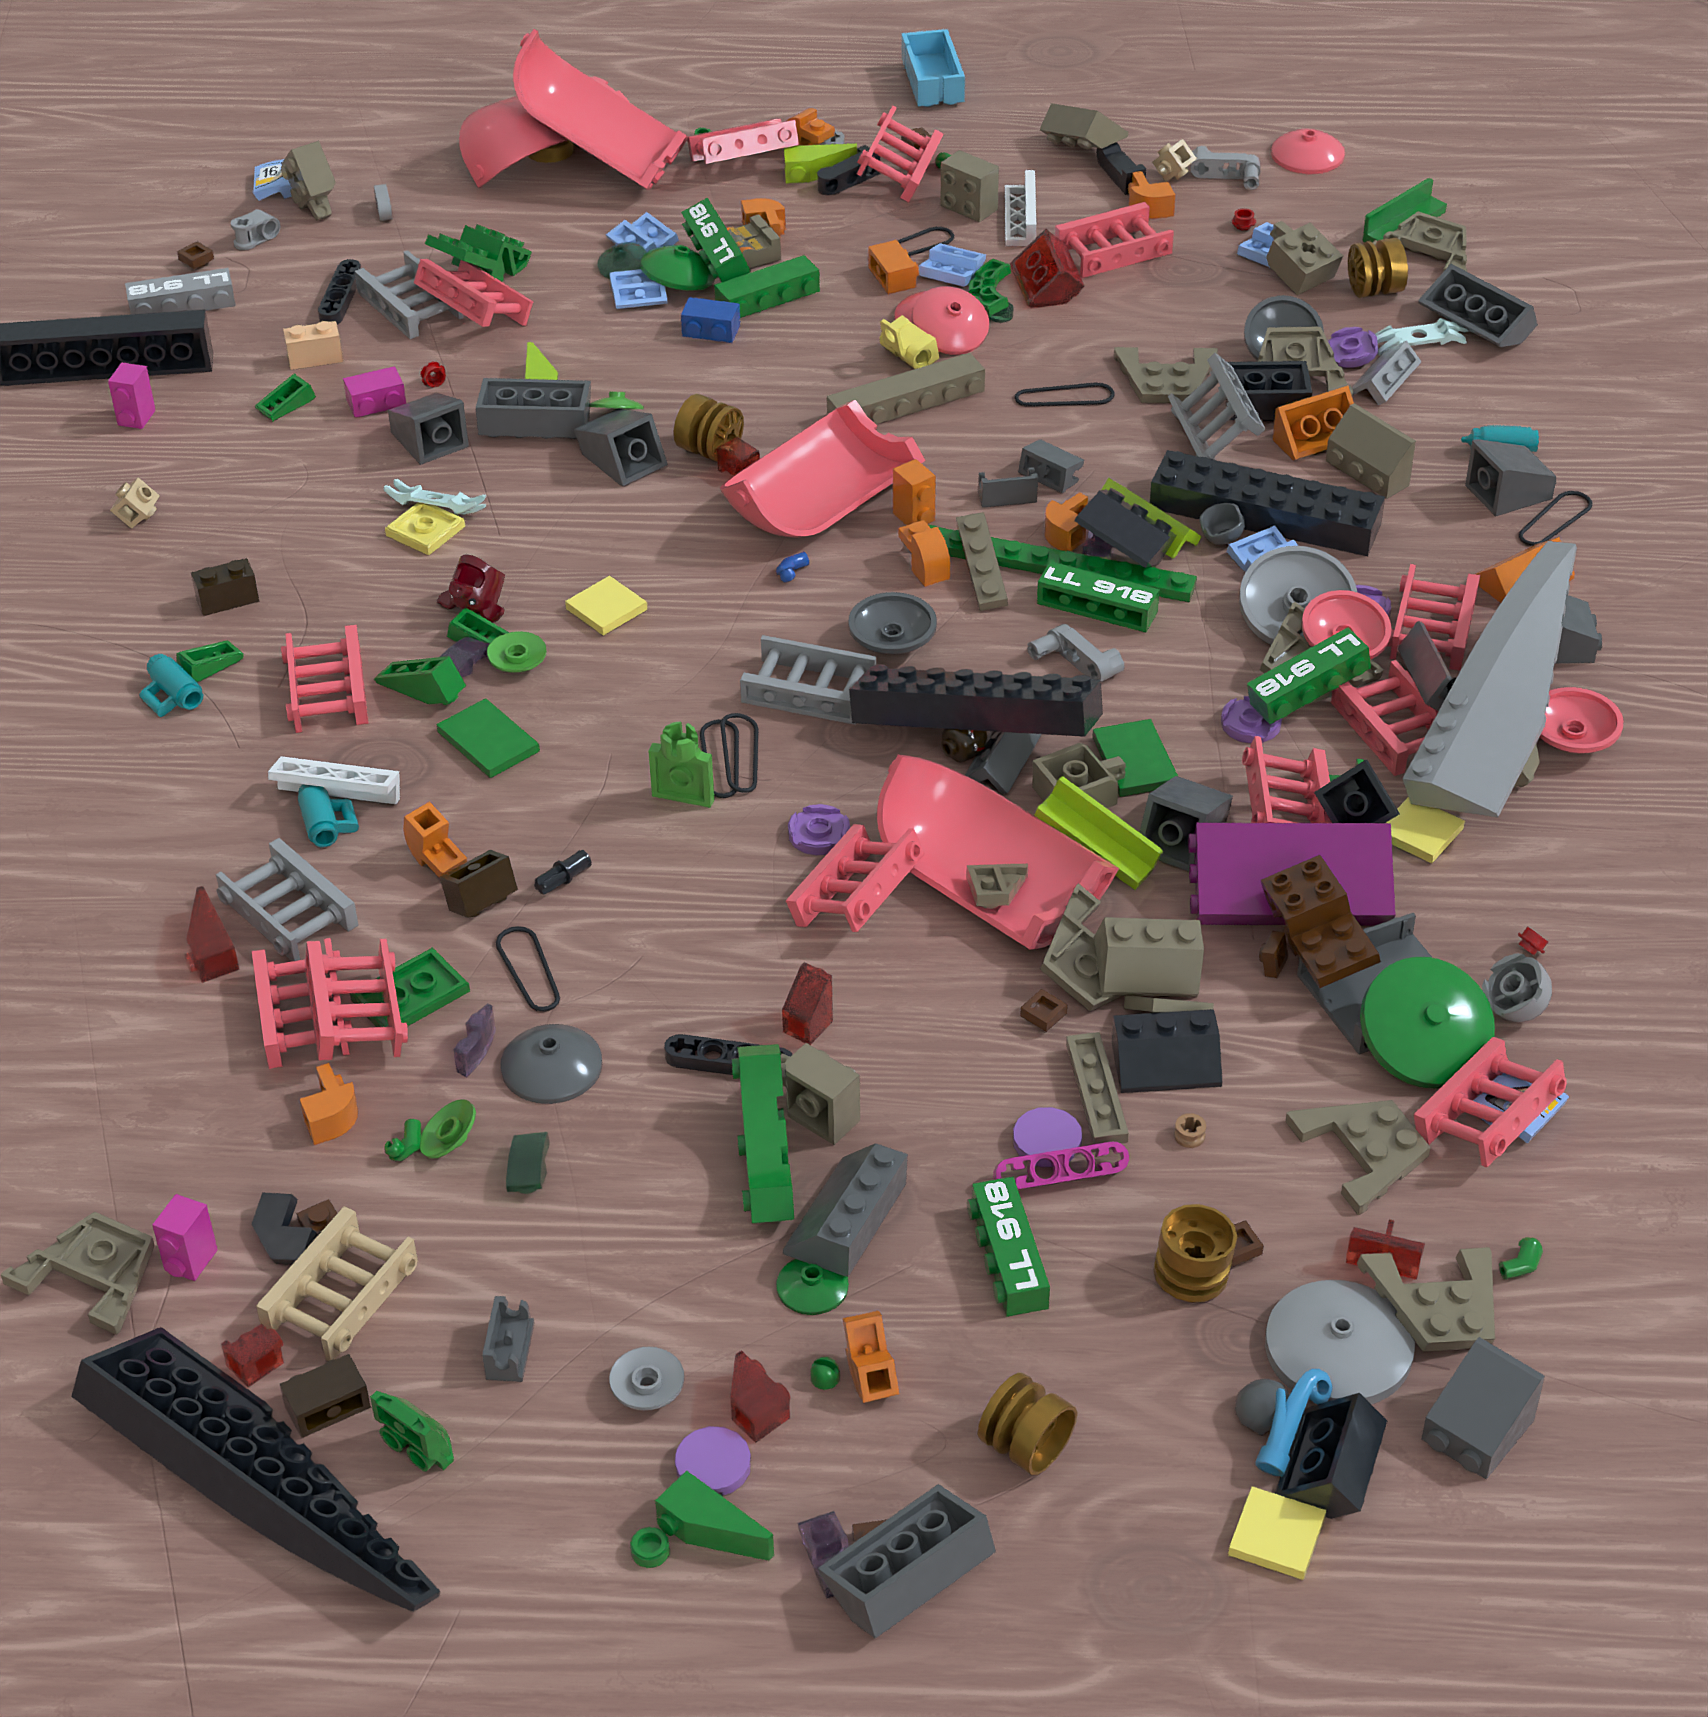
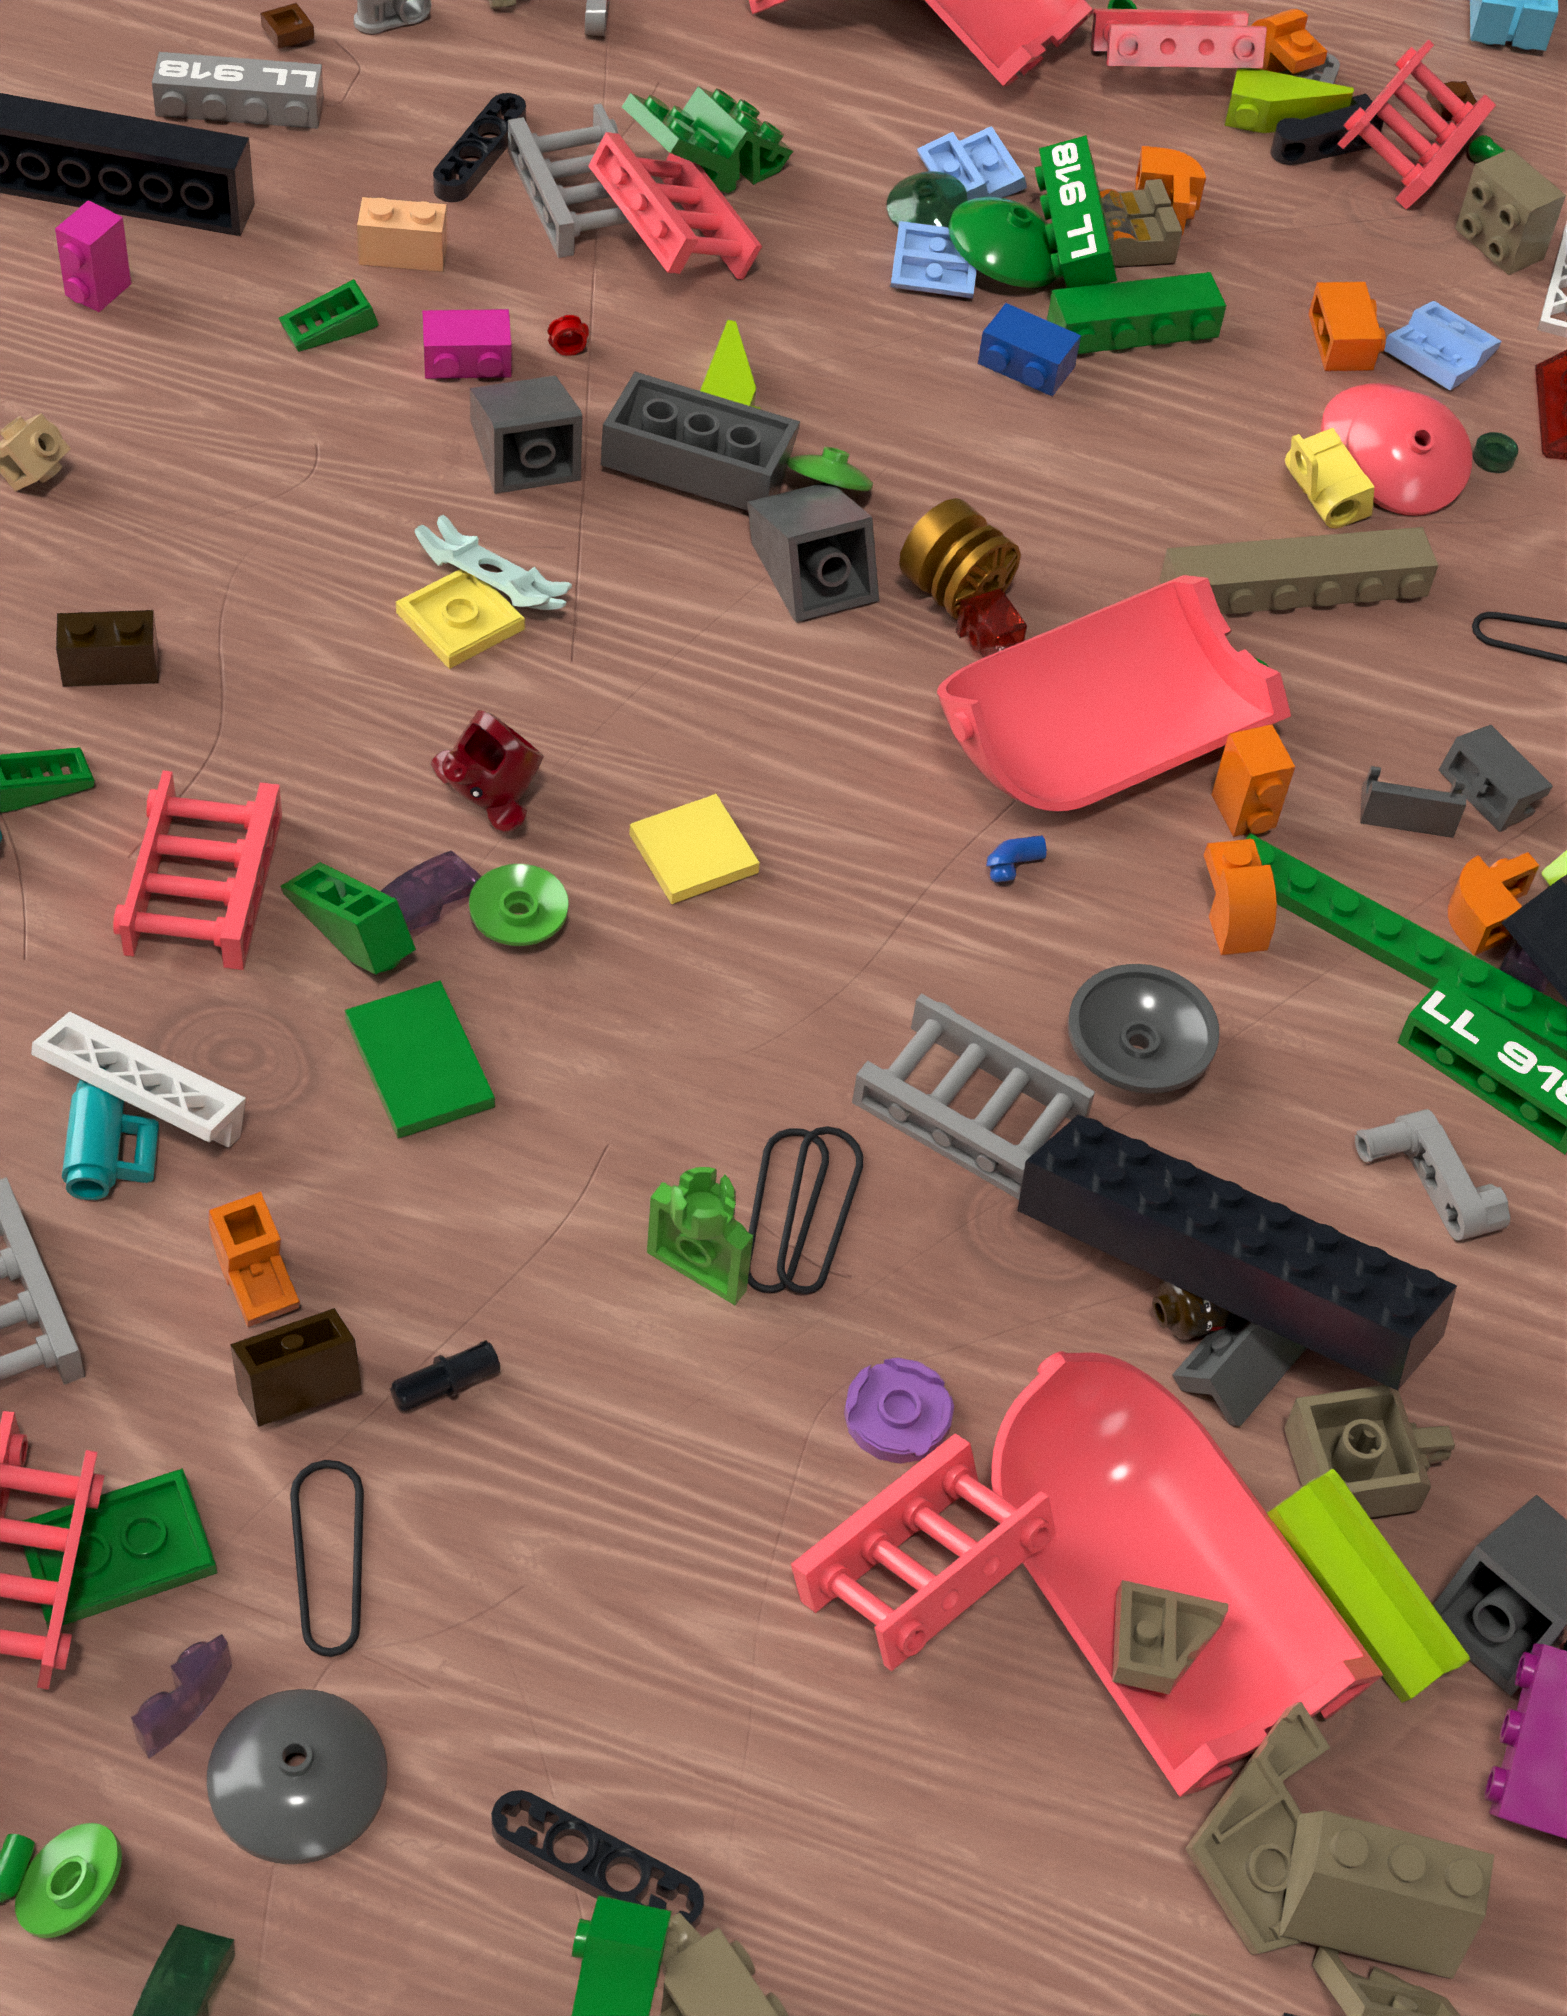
camera: 10 degrees right, 10 degrees up
(469, 623) = (465, 815): green slope -> none
(808, 1004) = (761, 1807): clear red slope -> none
(926, 231) = (1415, 302): black piece -> none
(981, 561) = (1327, 941): dark tan plate -> none
(985, 285) = (1480, 401): green tile -> none
(1043, 1010) = (1168, 1935): reddish brown plate -> none
(1141, 751) = (1488, 1408): green tile -> none

